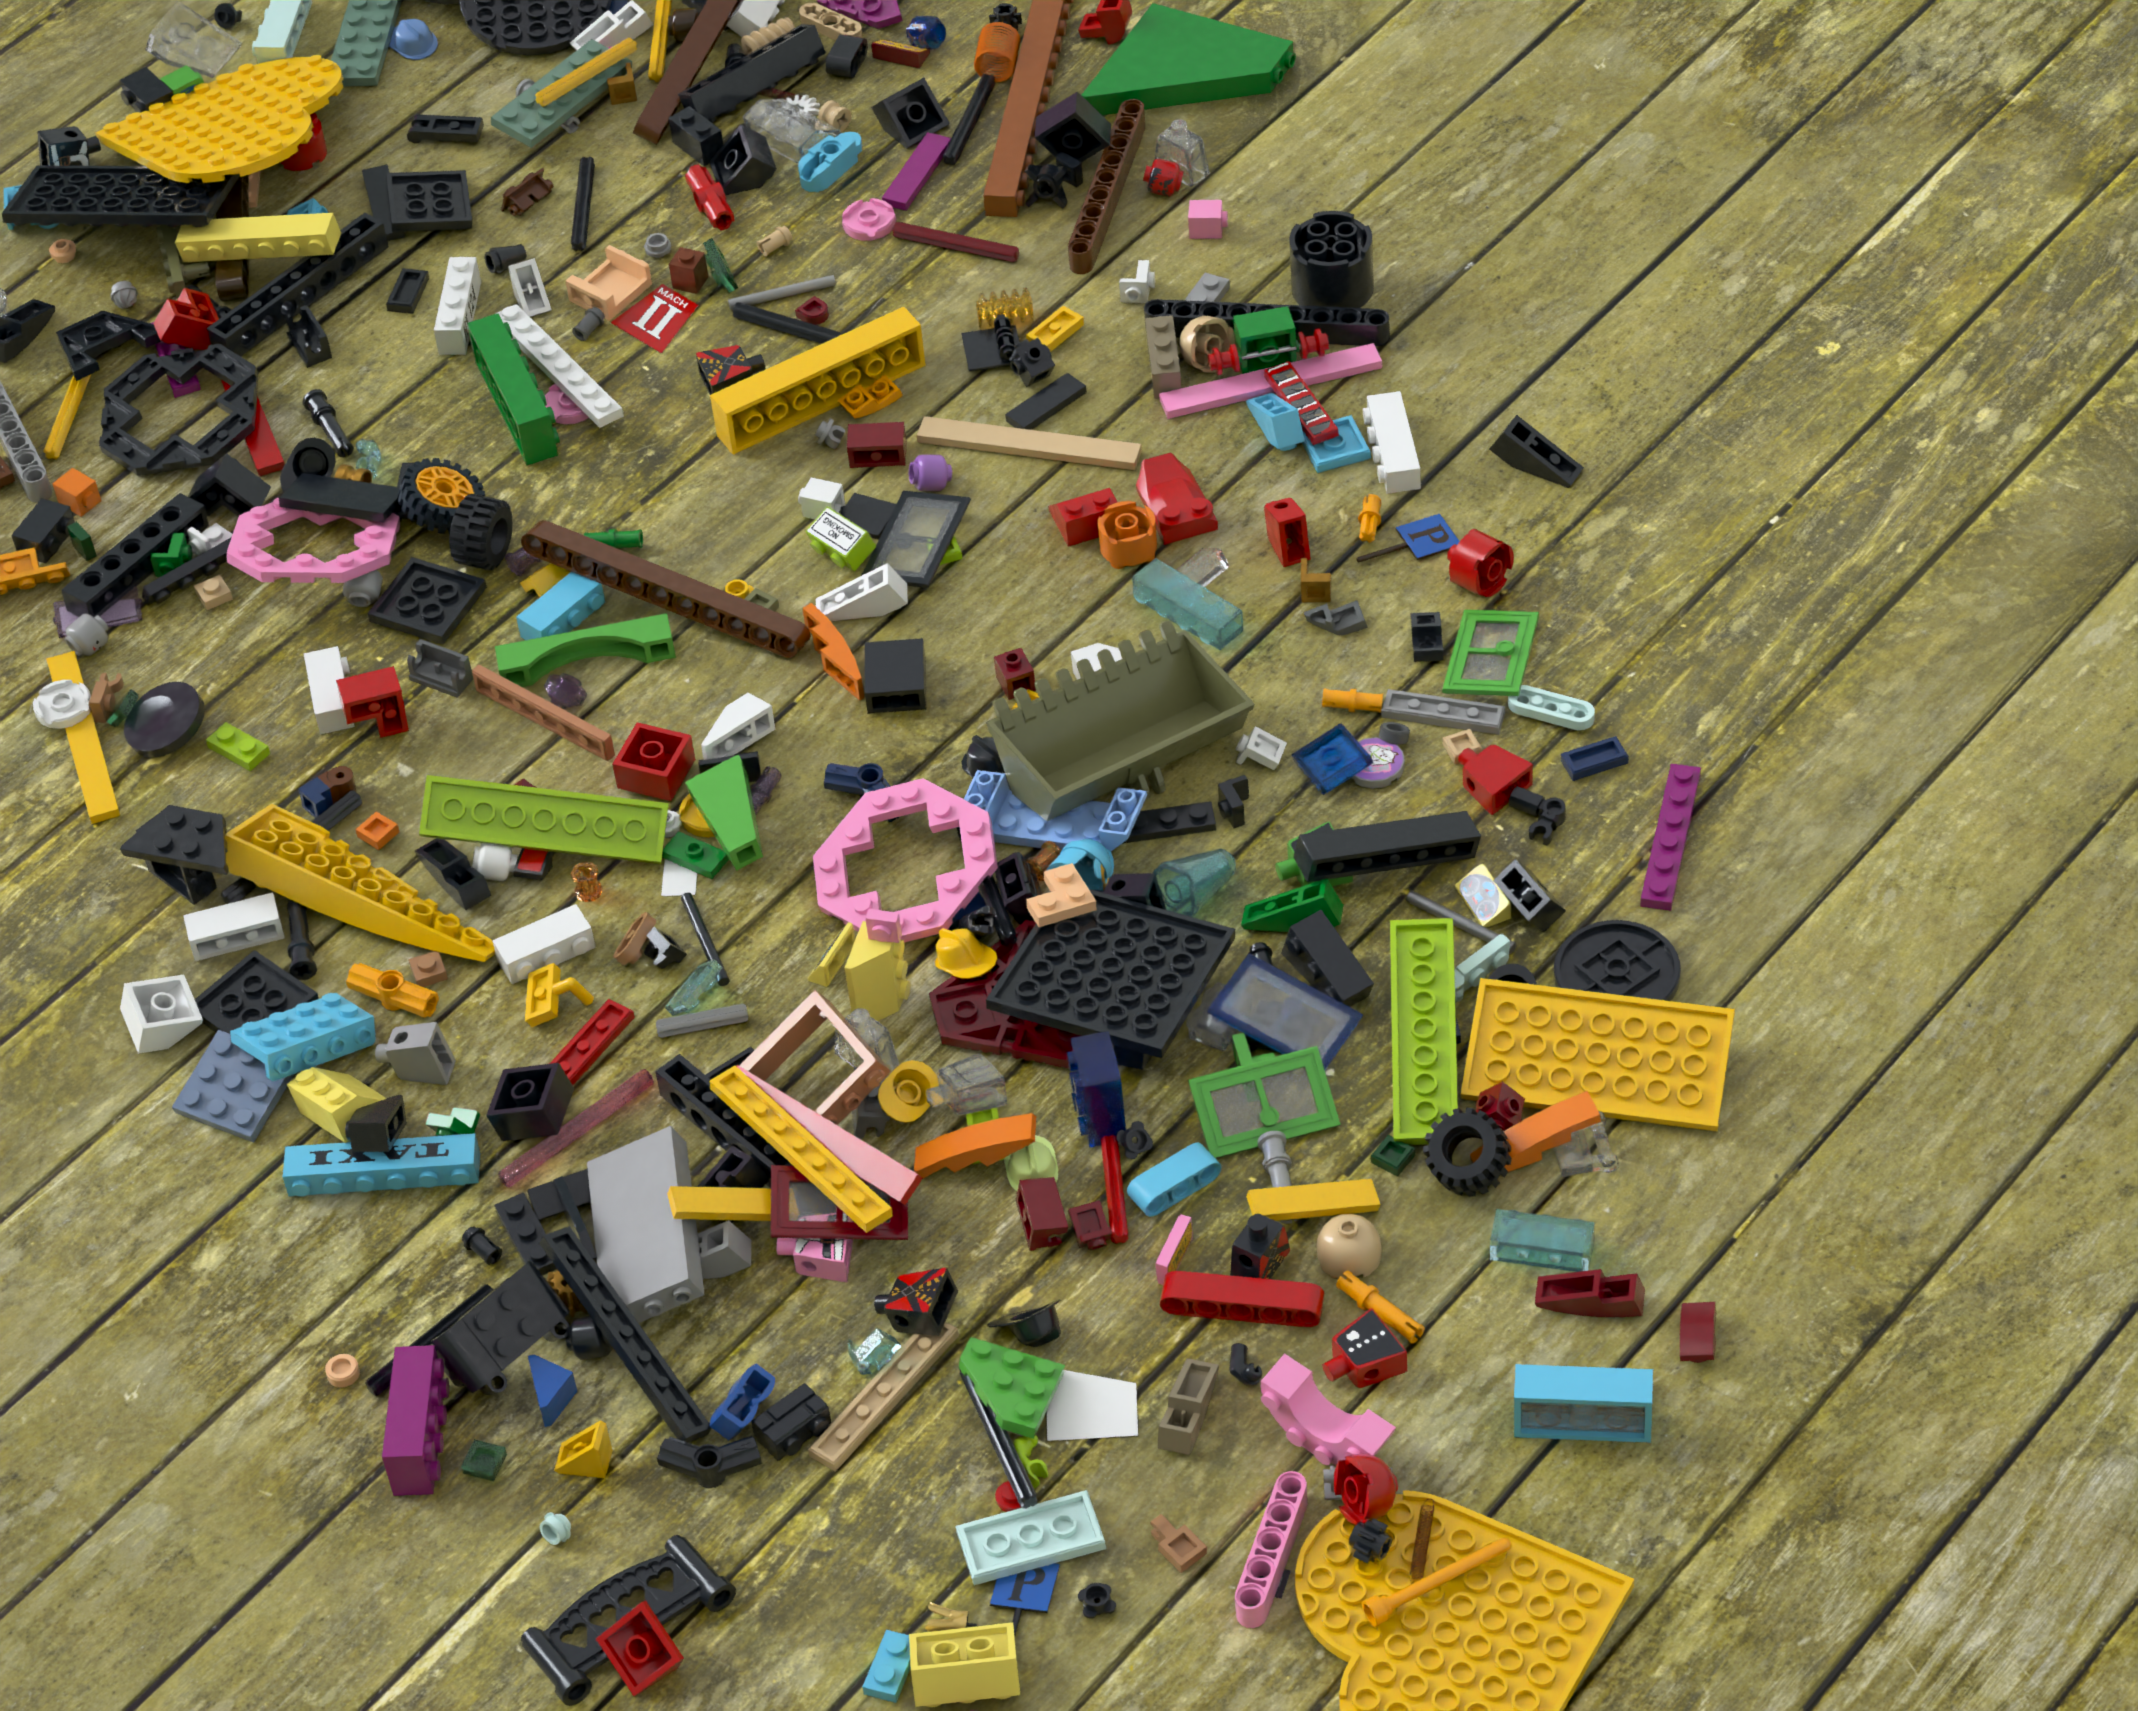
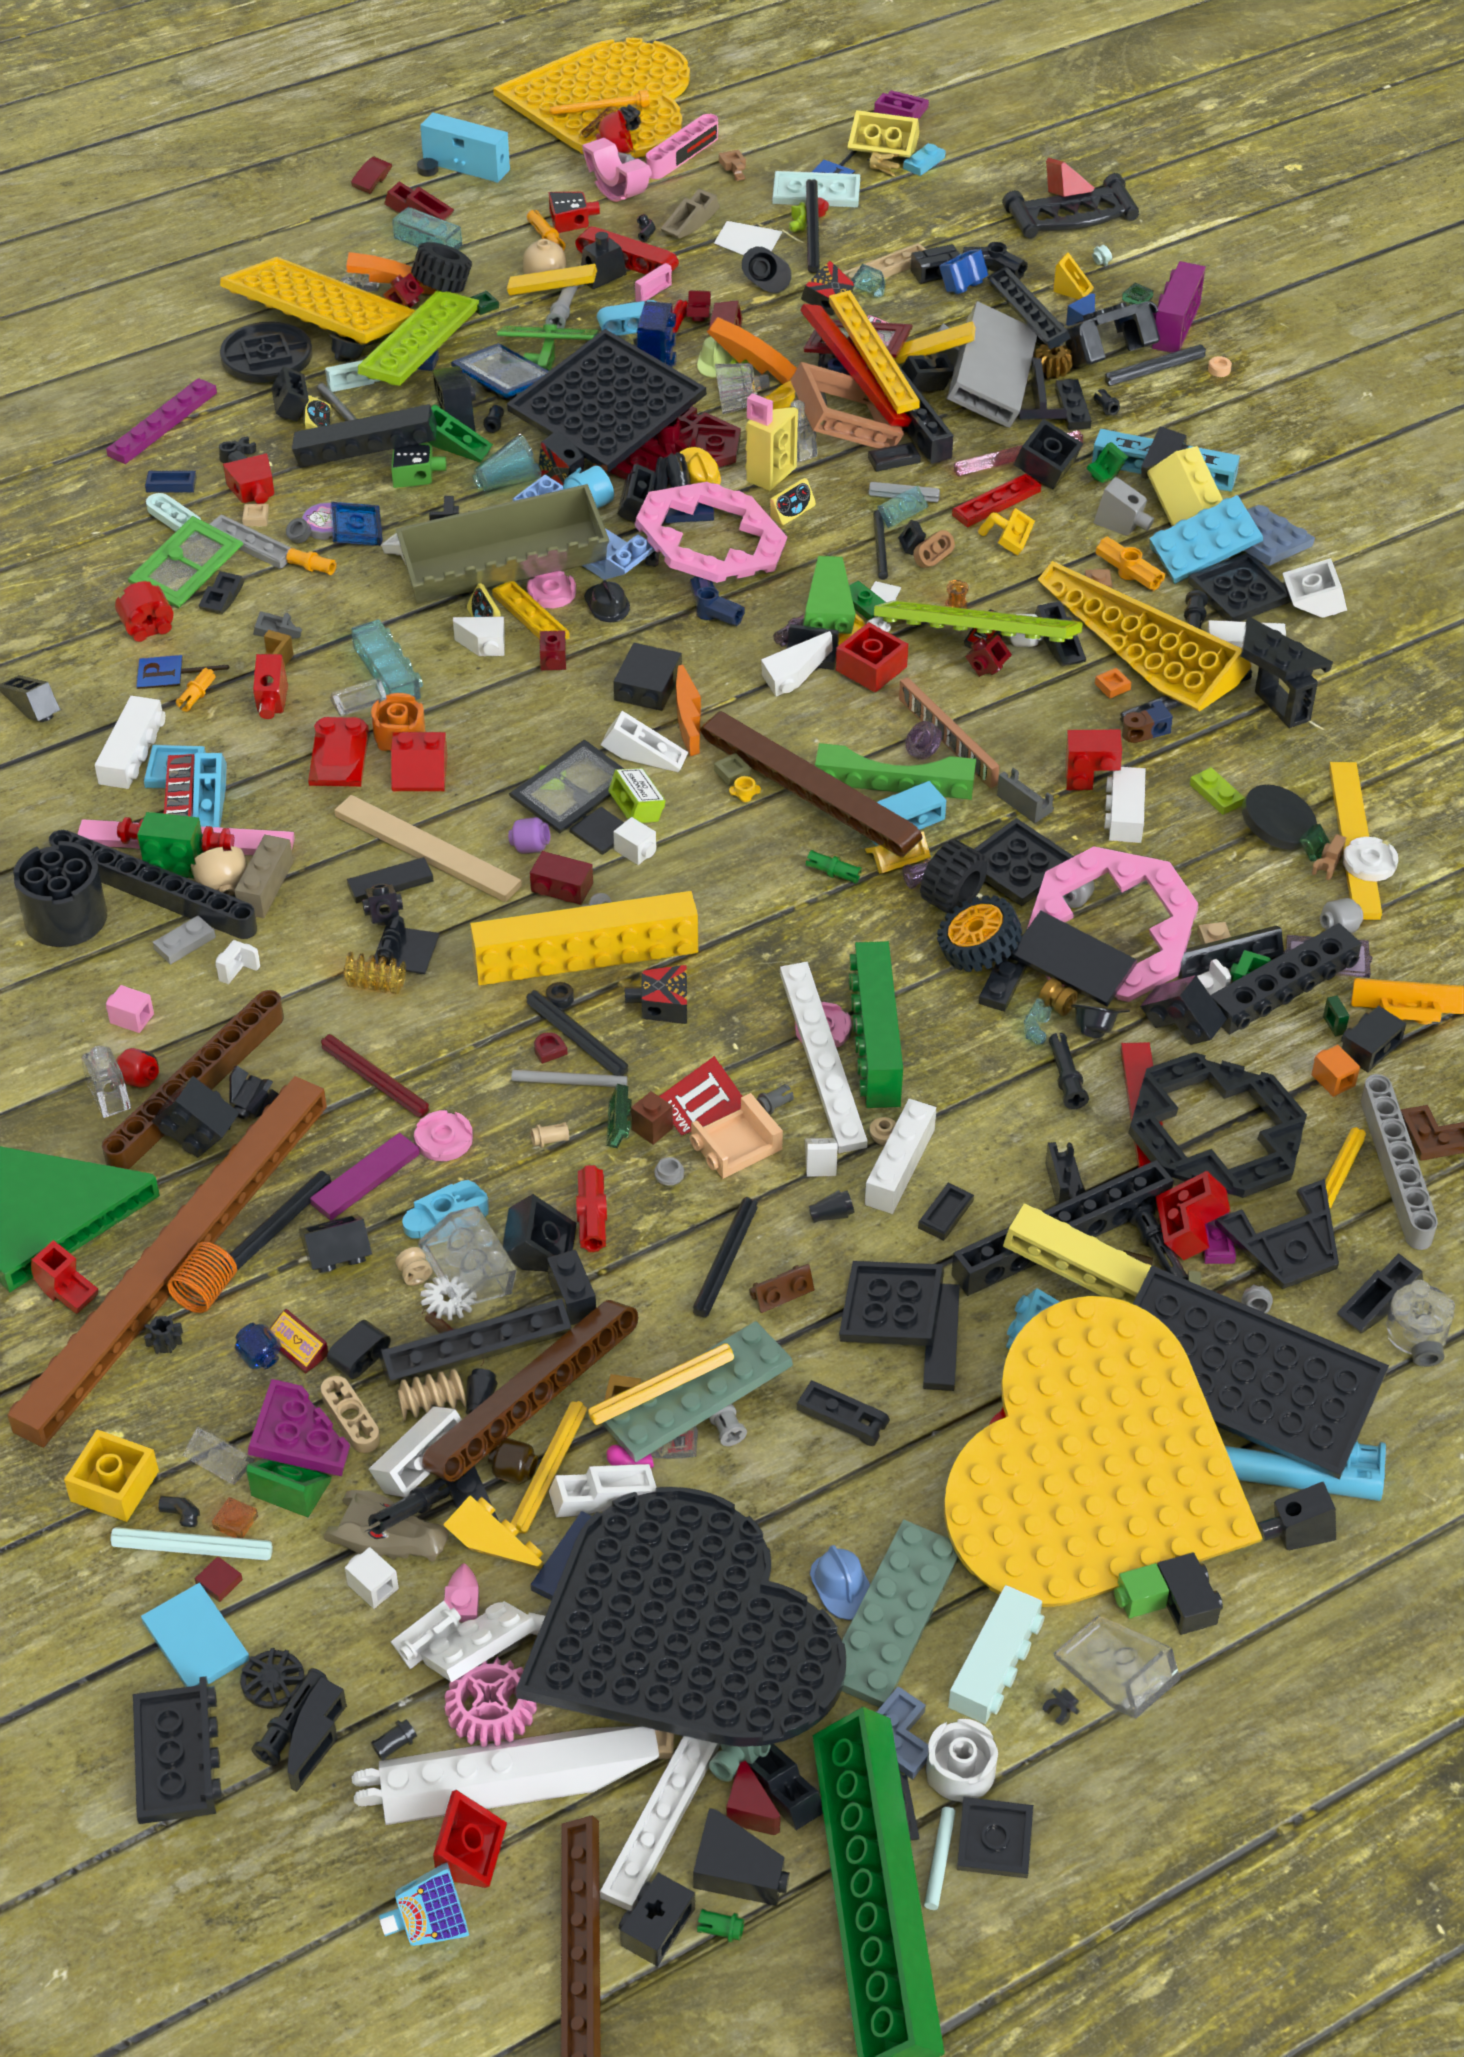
camera: 165 degrees left, 0 degrees up
(544, 943) = (1004, 563): white brick -> none
(1012, 1384) = (793, 240): bright green plate -> none
(1044, 858) = (611, 516): clear orange bush -> none
(1057, 327) = (339, 943): yellow plate -> none
(1066, 900) = (612, 442): light nougat plate -> none
(1094, 1592) = (793, 154): black plate -> none

